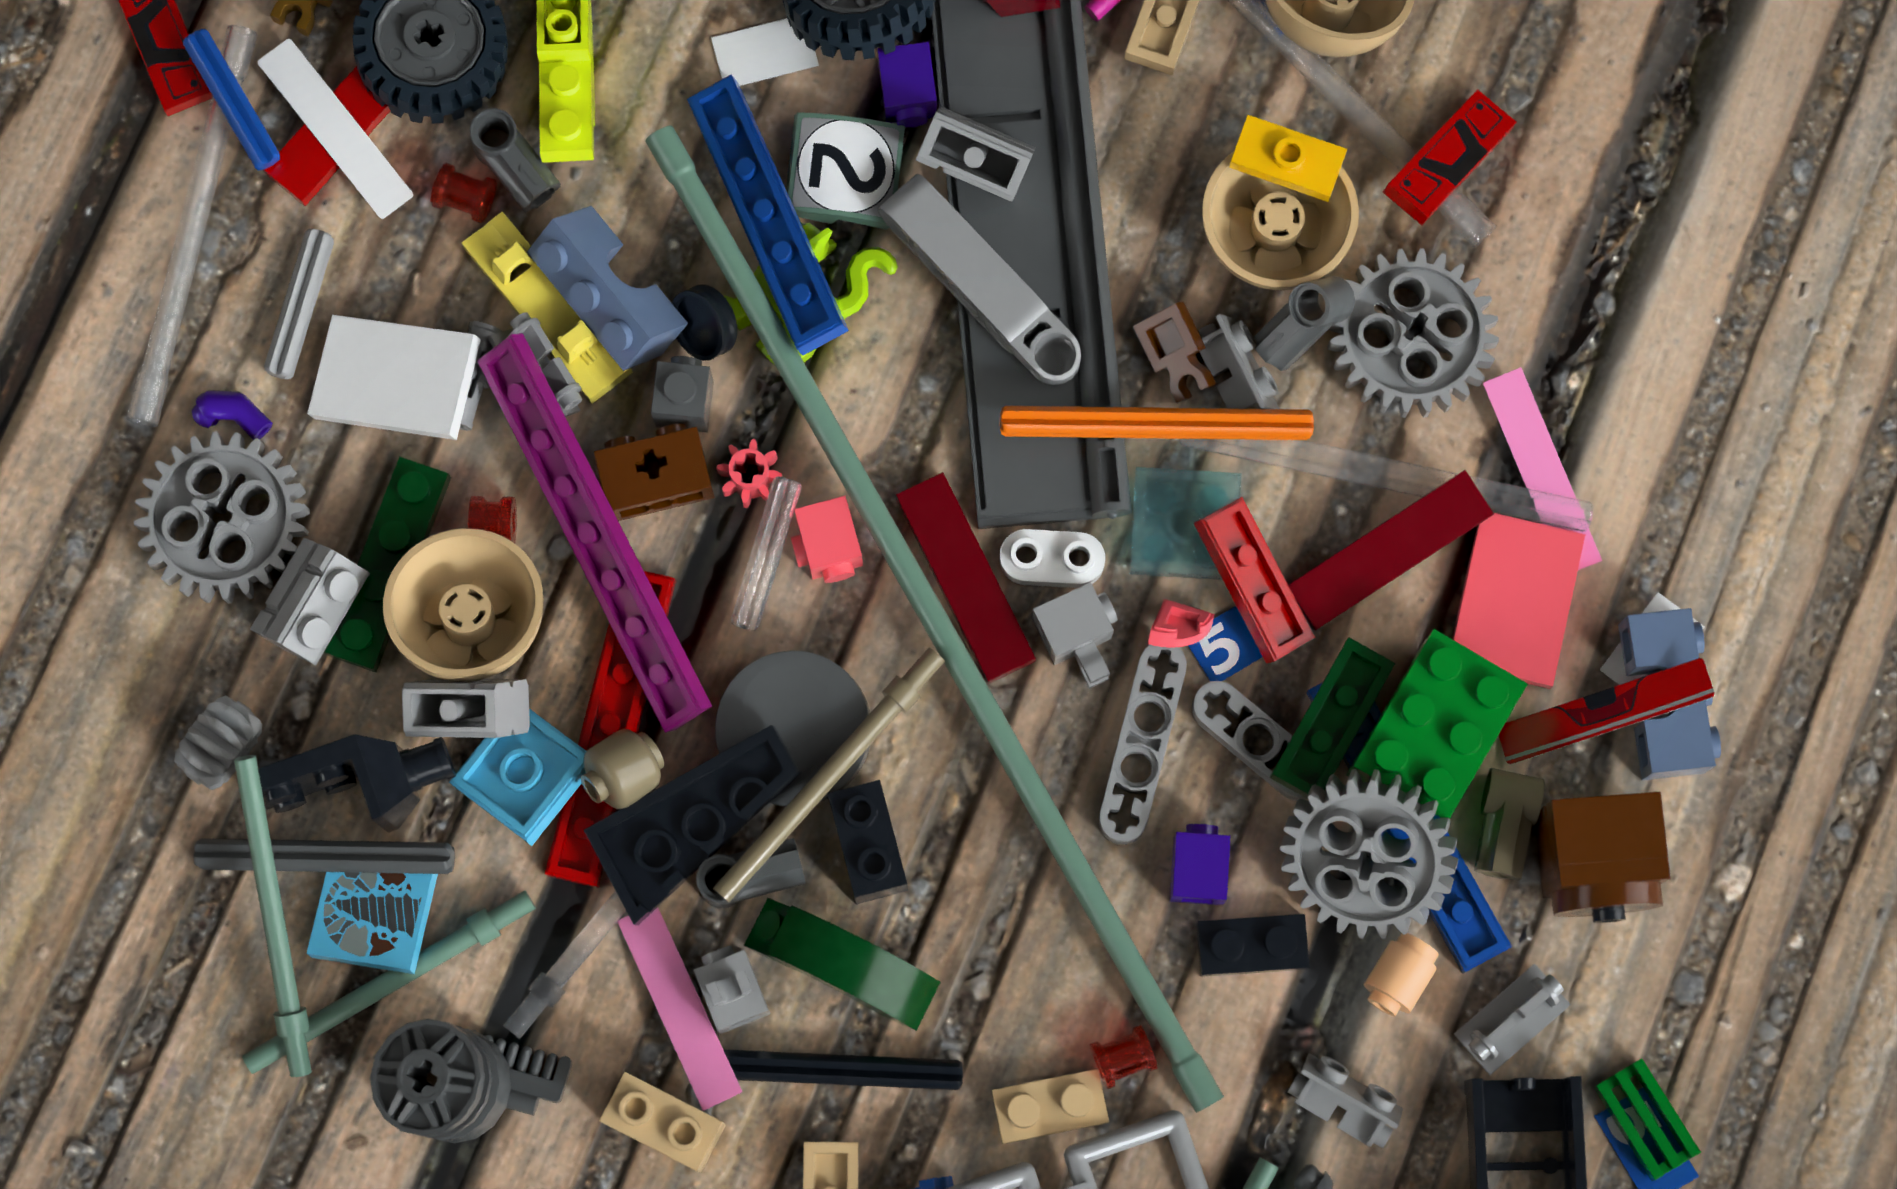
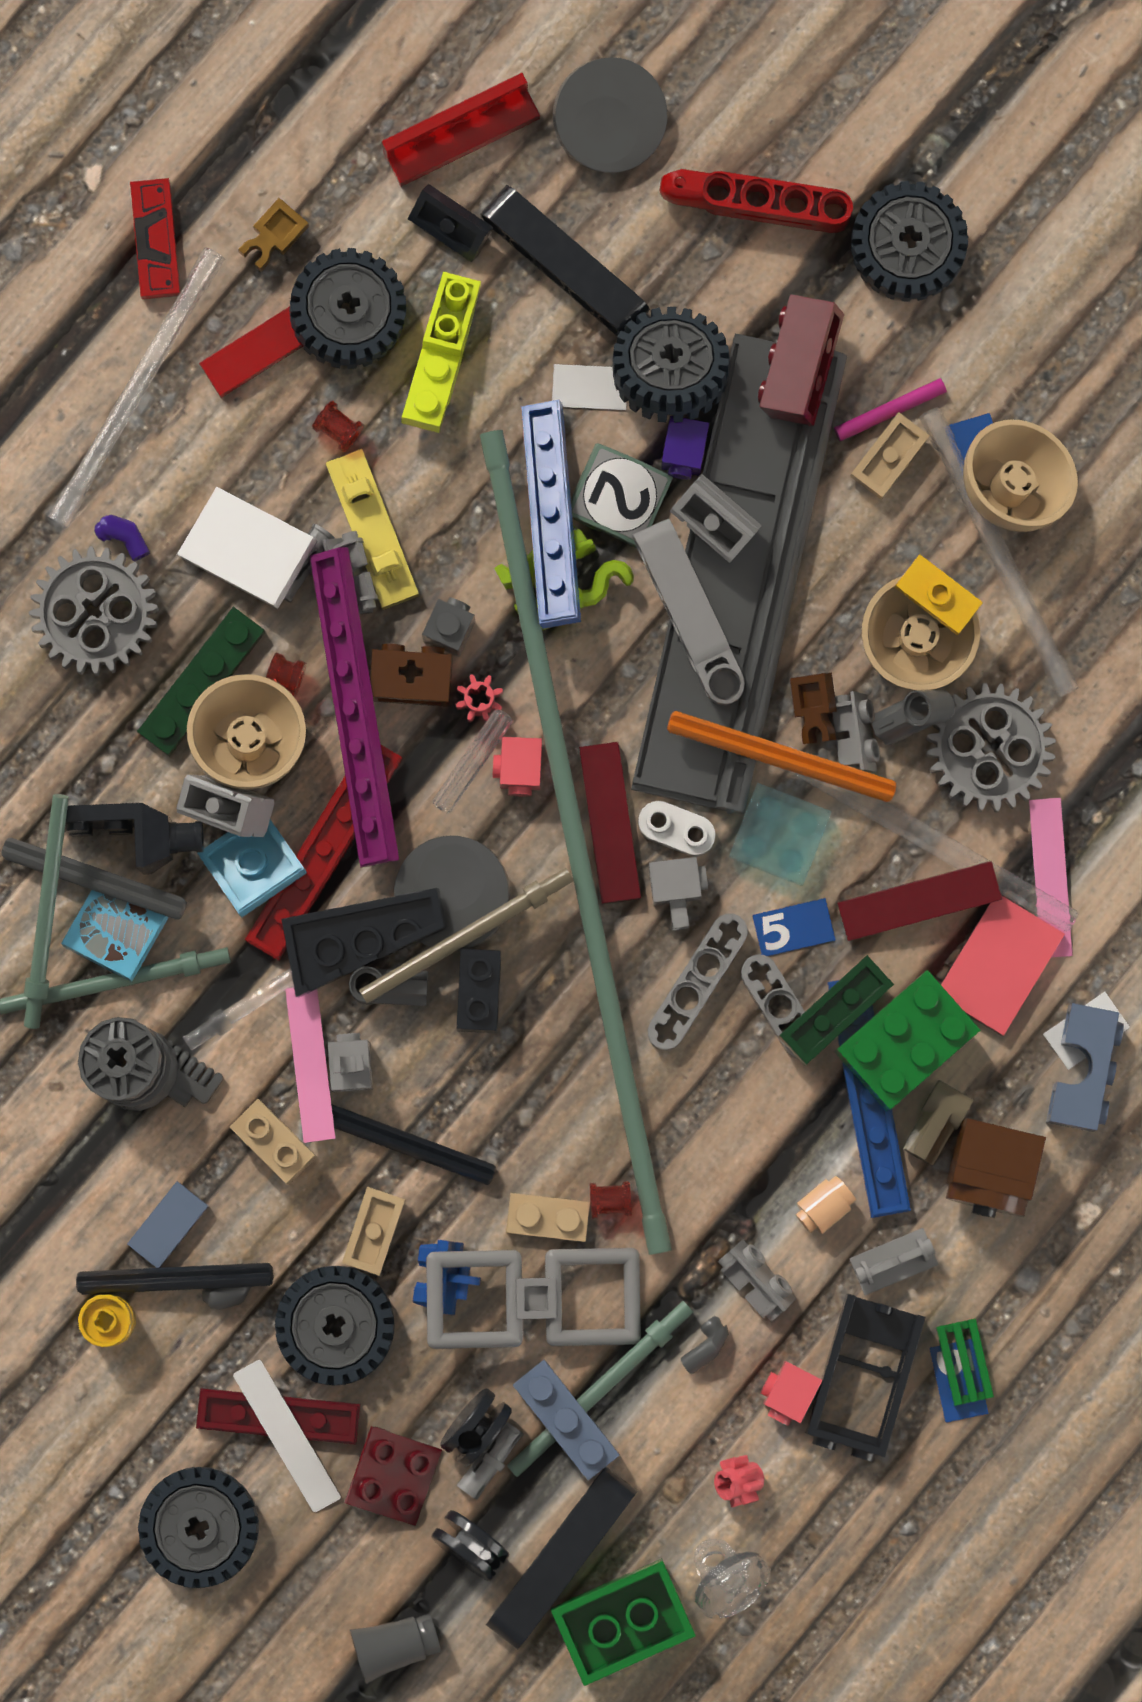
camera: 20 degrees right, 5 degrees up
(214, 741) = (44, 774): light grey gear -> none
(231, 99) = (191, 305): blue axle -> none
(299, 304) = (195, 470): light grey axle -> none
(310, 601) = (138, 692): light grey brick -> none
(335, 128) = (260, 348): white sticker -> none
(514, 161) = (381, 416): dark grey piece -> none
(622, 768) = (321, 884): dark tan head -> none
(625, 319) = (423, 558): sand blue arch -> none
(710, 322) = (480, 578): black piece -> none
(843, 962) = (433, 1070): dark green arch -> none
(1179, 625) = (751, 906): coral tile -> none
(1200, 866) = (708, 1082): dark purple brick -> none
(1252, 945) = (728, 1150): black plate -> none
(1254, 580) = (814, 891): red tile -> none
(1370, 811) = (828, 1114): light grey gear -> none
(1449, 157) = (1061, 626): red tile -> none
(1606, 711) = (1033, 1066): red sticker -> none

